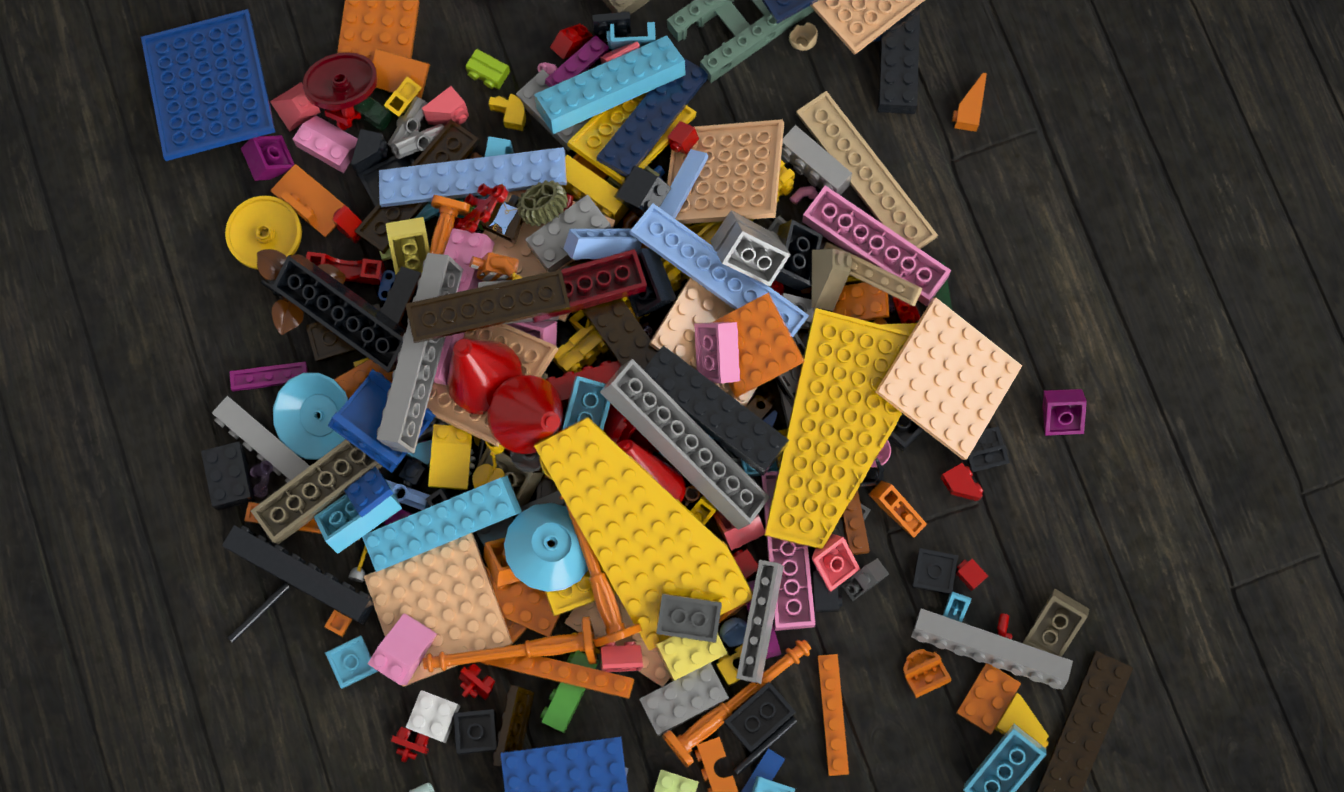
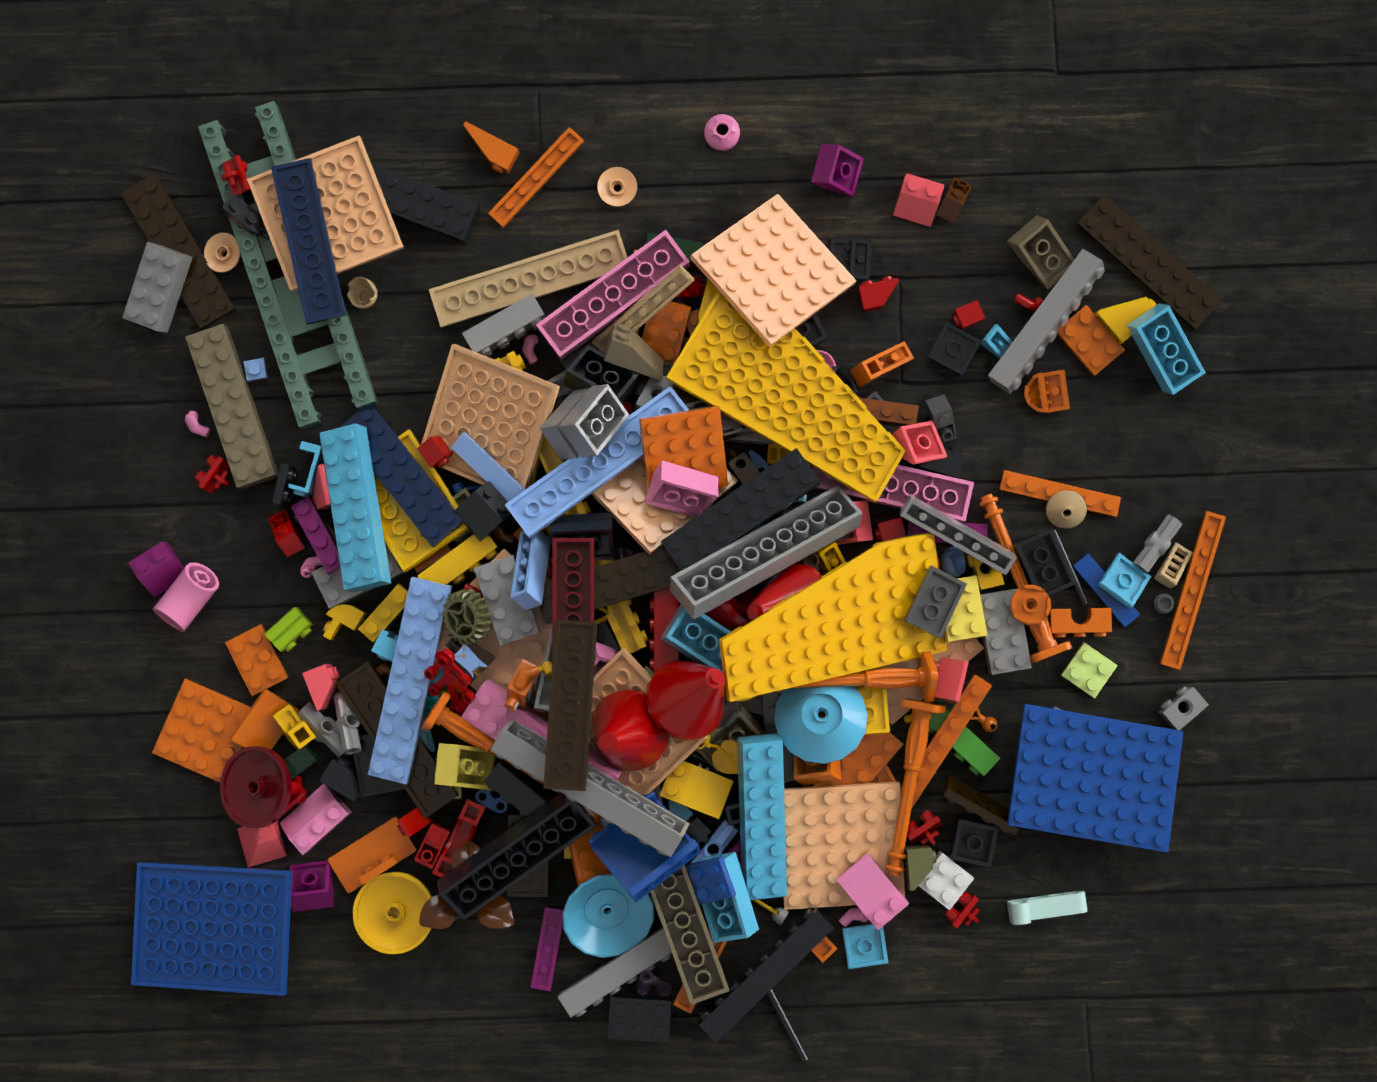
camera: 80 degrees left, 10 degrees up
(334, 246) = (433, 845): none -> red slope
(374, 639) = (852, 914): none -> bright pink arm
(441, 684) = (918, 864): none -> olive slope
(452, 52) = (256, 660): none -> orange plate
(524, 141) = (385, 613): none -> yellow brick
(594, 710) = (985, 721): none -> orange arm
(717, 702) = (1032, 594): none -> orange plate
(827, 727) = (1066, 501): none -> tan dish
(959, 151) = (536, 177): none -> orange plate
(979, 214) = (613, 177): none -> light nougat dish
(1056, 307) = (718, 141): none -> bright pink piece
(1063, 494) = (918, 200): none -> coral slope
(1075, 527) = (954, 200): none -> reddish brown slope

